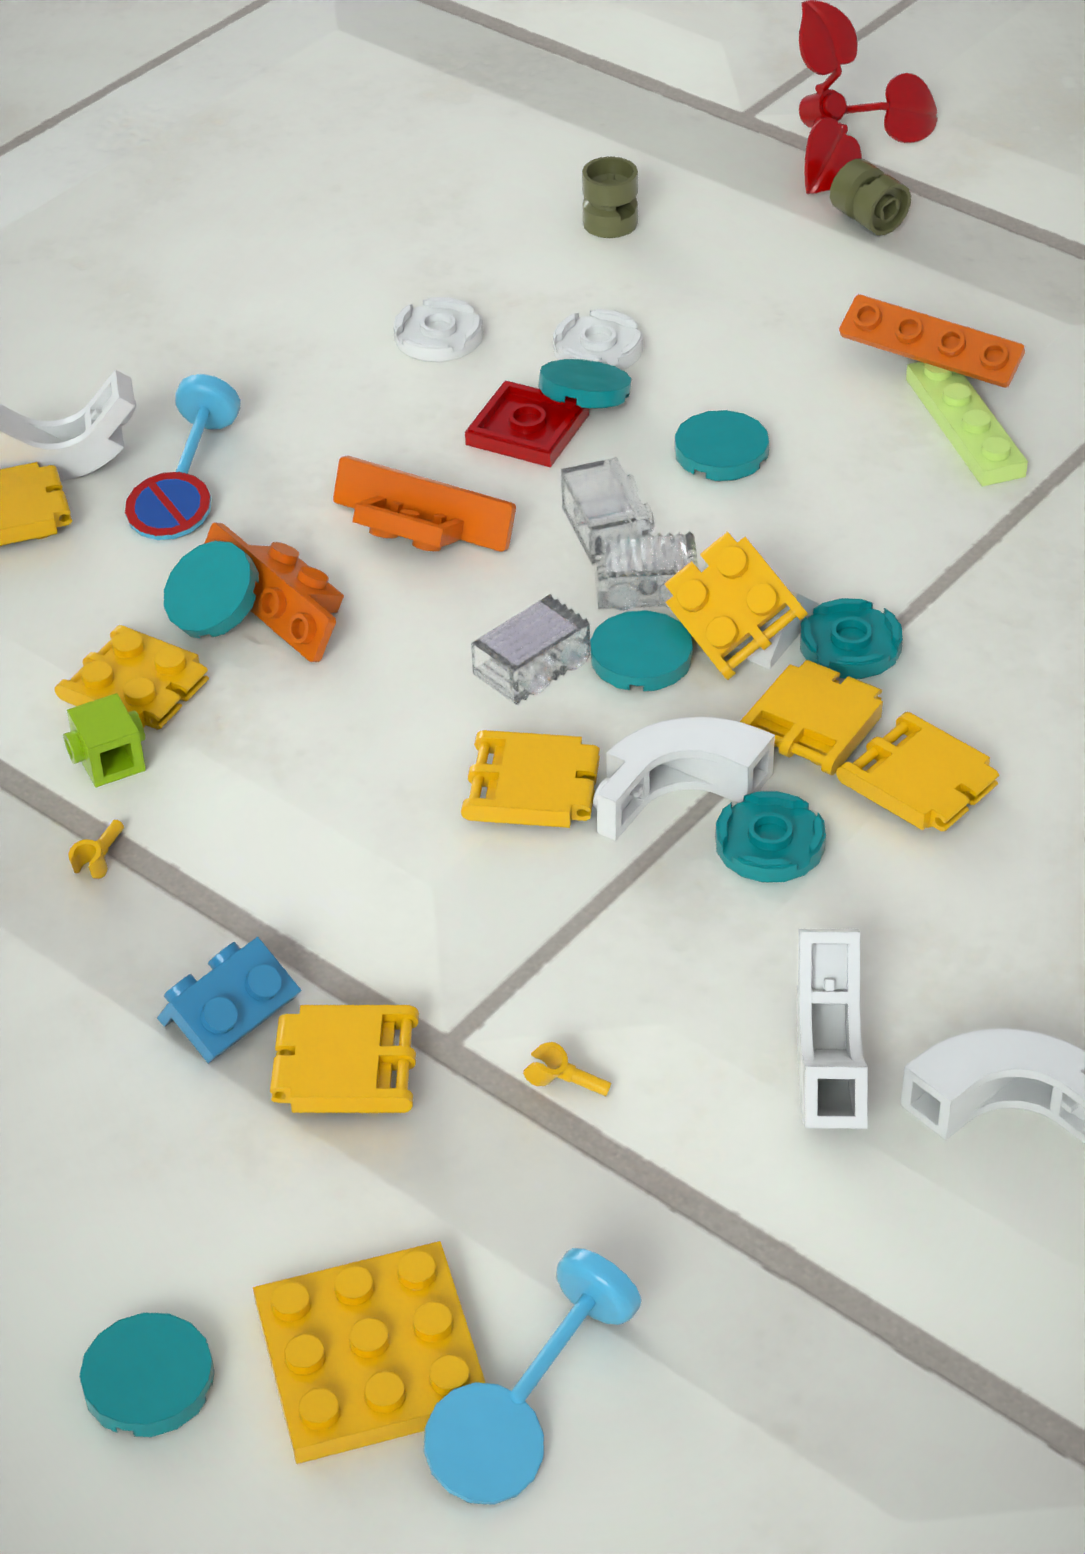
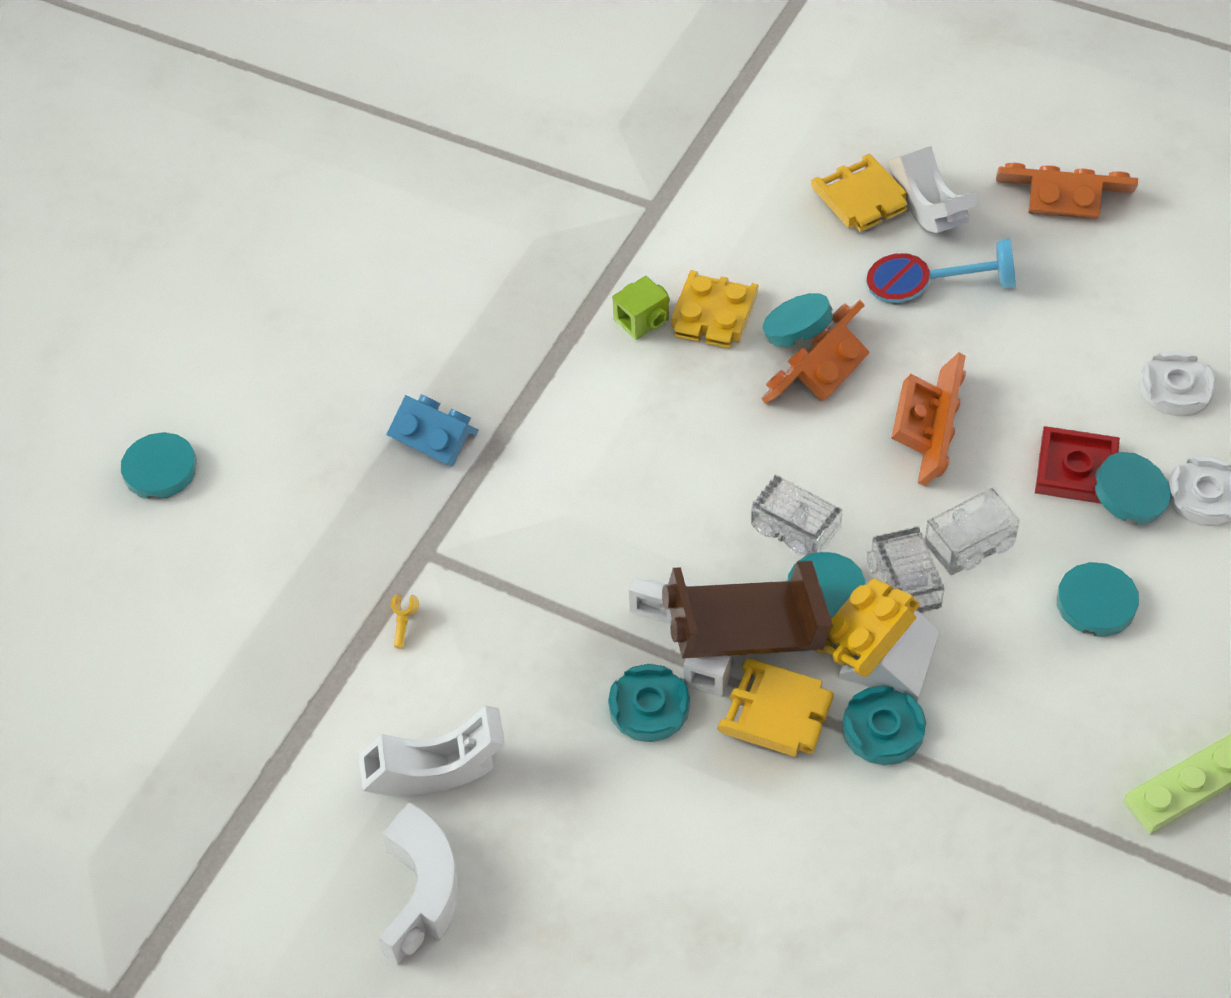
camera: 80 degrees right, 10 degrees up
(94, 851) = (542, 334): yellow hand -> none
(109, 340) = (1066, 192): none -> orange bracket
(344, 1059) = (392, 498): yellow plate -> none
(365, 1349) = (184, 565): yellow plate -> none
(486, 1438) = (124, 626): medium azure piece -> none
(532, 779) = (664, 544): yellow plate -> none
(692, 685) = (748, 615): none -> reddish brown panel
(923, 776) = (730, 789): yellow plate -> none

